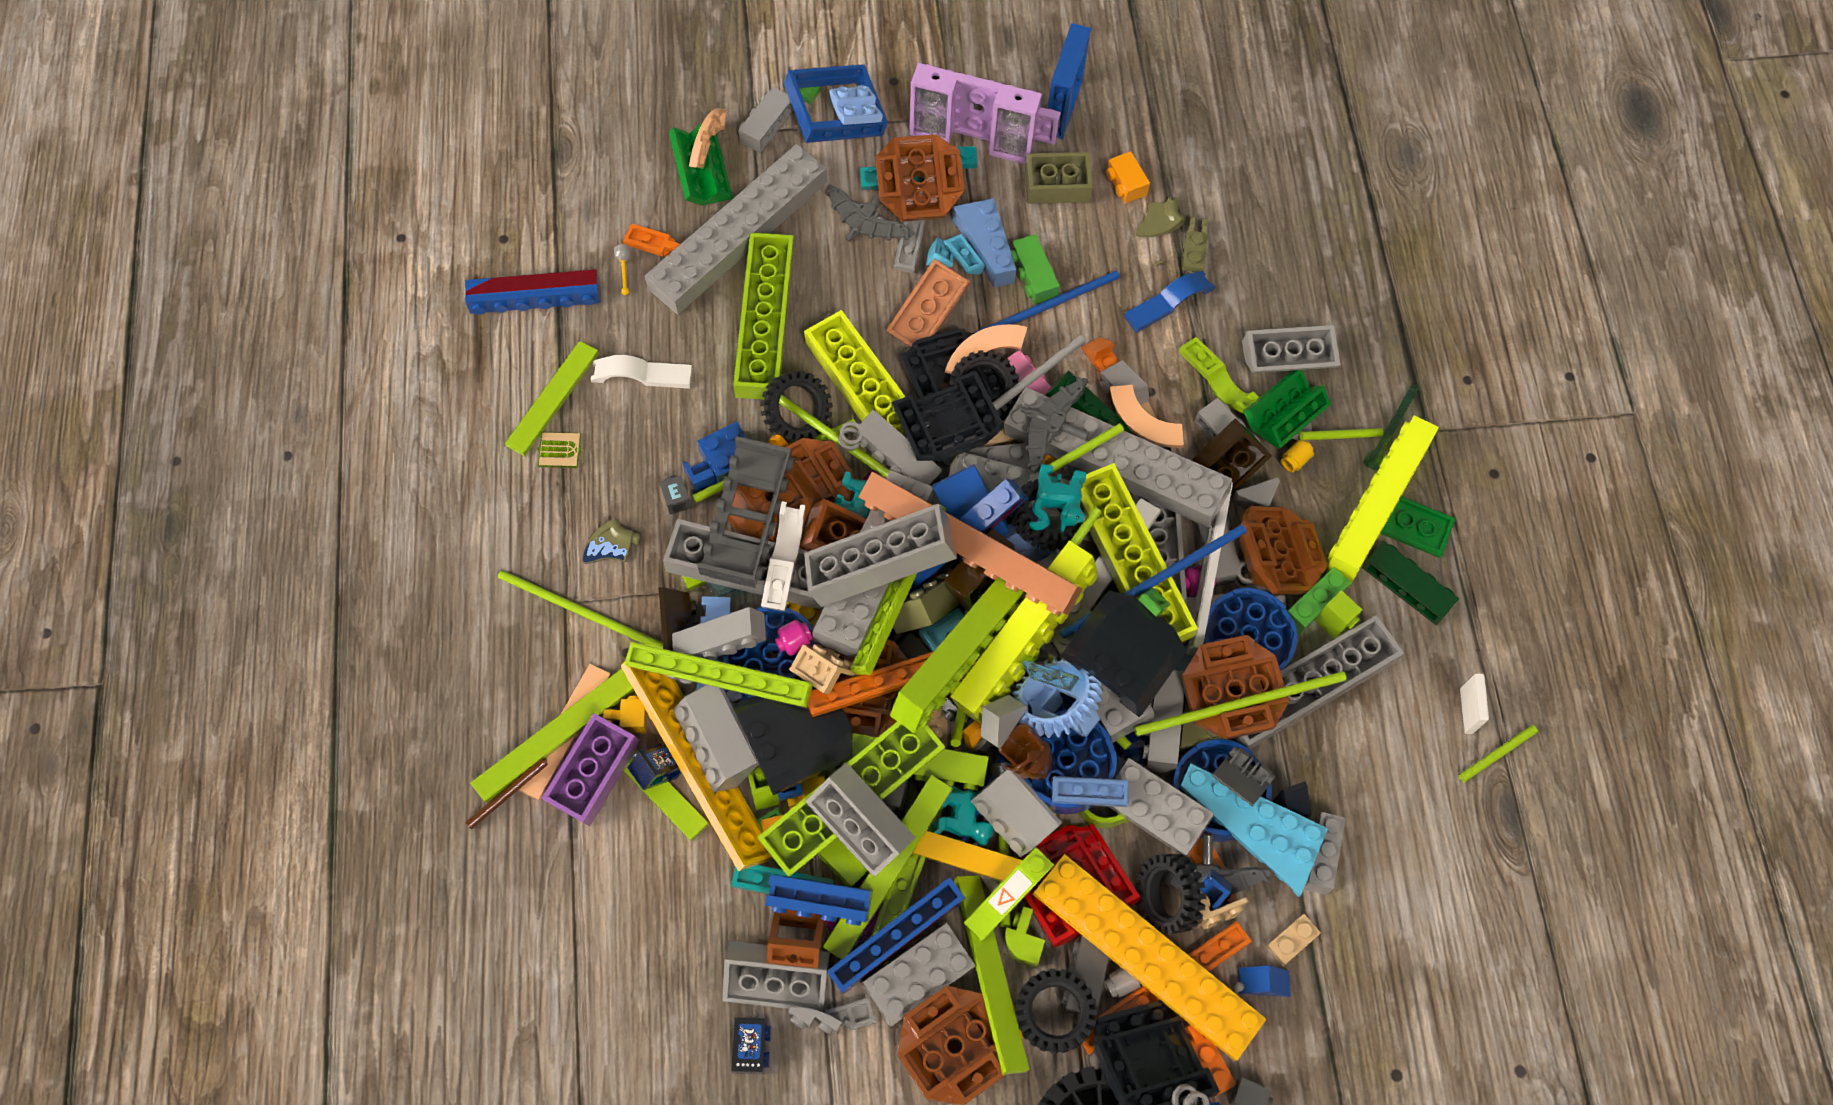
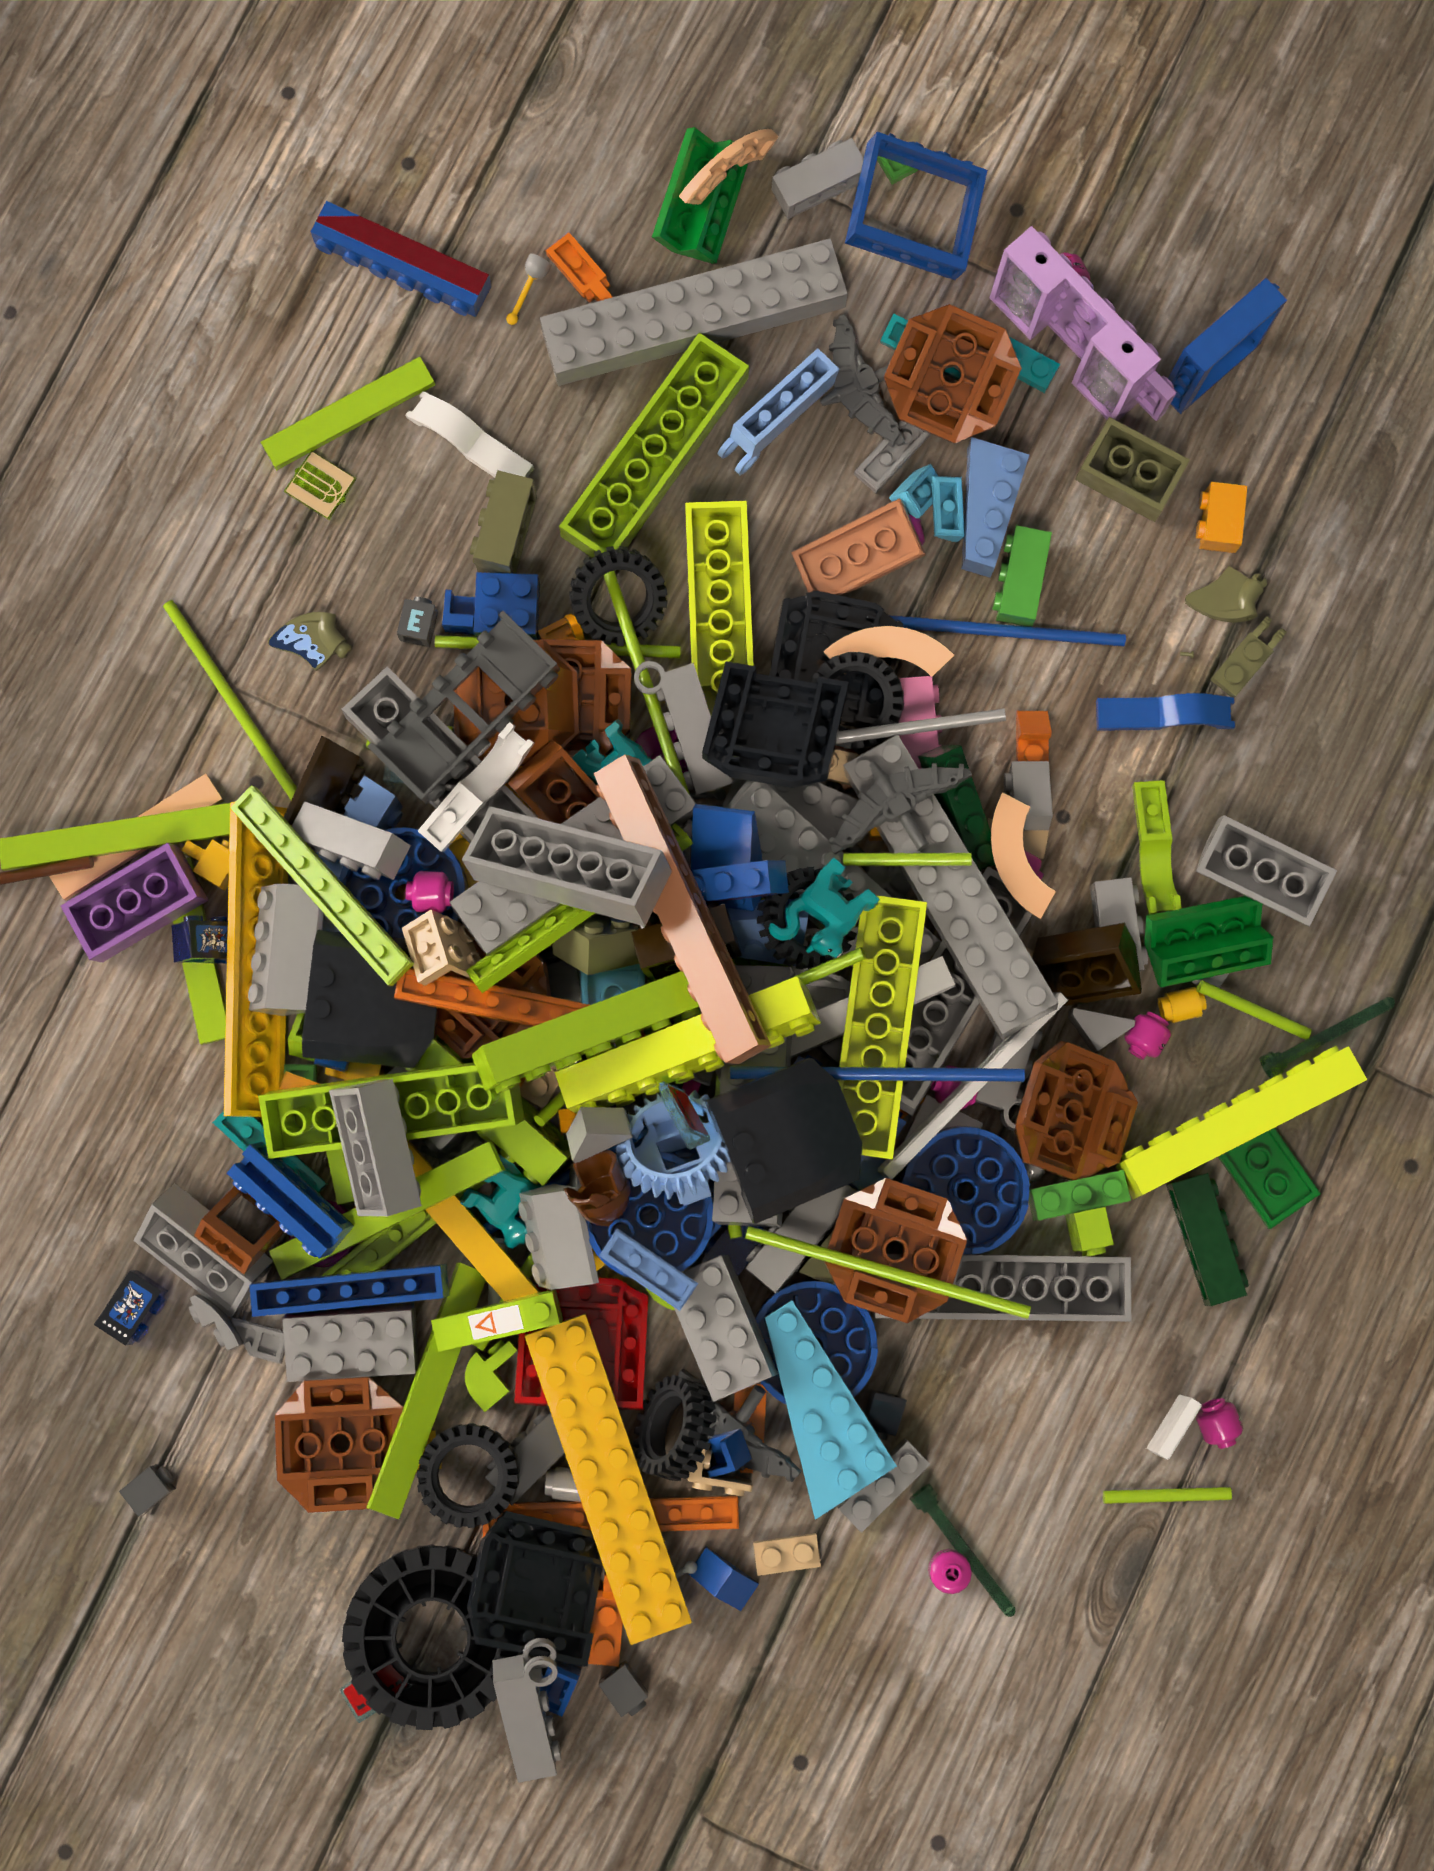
camera: 30 degrees right, 15 degrees up
(695, 402) = (504, 523): none -> olive brick
(826, 251) = (780, 408): none -> light blue hinge
(855, 105) = (935, 226): light blue slope -> none
(1154, 602) = (858, 1100): bright green tile -> none
(1243, 777) = (838, 1353): dark grey hinge -> none
(1291, 484) = (1148, 1035): none -> dark pink head
(1356, 847) = (926, 1500): none -> clear green piece
(1404, 882) = (938, 1571): none -> dark pink head
(1499, 687) = (1219, 1423): none -> dark pink head

